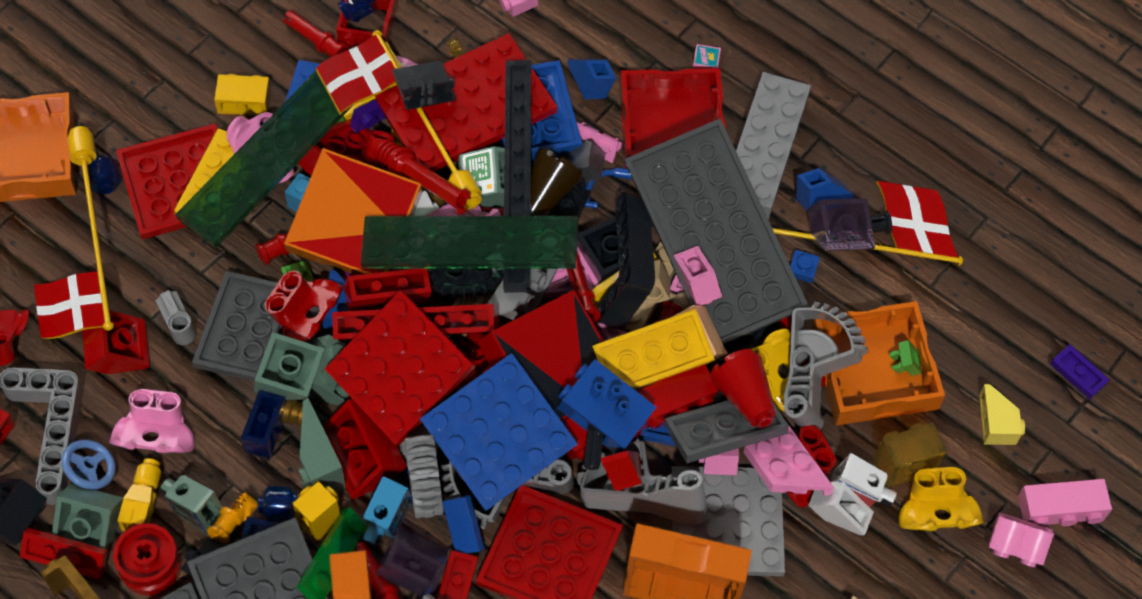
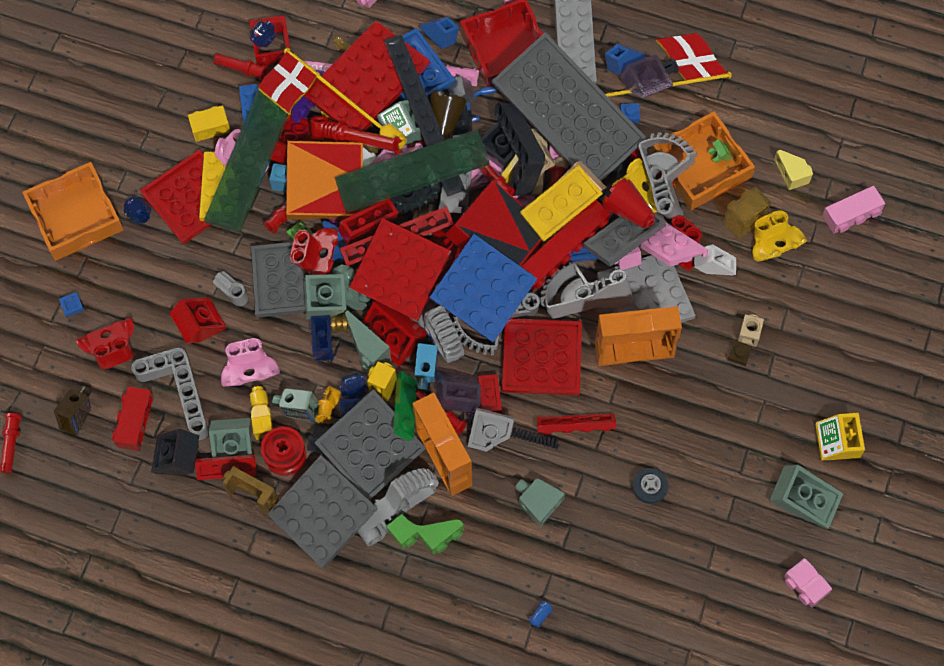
camera: 15 degrees left, 5 degrees up
(79, 299) = (161, 299): flag -> none
(84, 470) = (215, 408): medium blue piece -> none
(424, 85) = (335, 75): black hinge -> none
(463, 524) = (480, 356): blue tile -> none
(604, 409) = (545, 250): blue piece -> none
(623, 469) = (571, 285): red slope -> none
(698, 276) = (569, 142): bright pink slope -> none
(864, 480) = (724, 238): white torso -> none
(1020, 539) = (835, 242): bright pink brick -> none
(1079, 372) = (832, 122): dark purple plate -> none

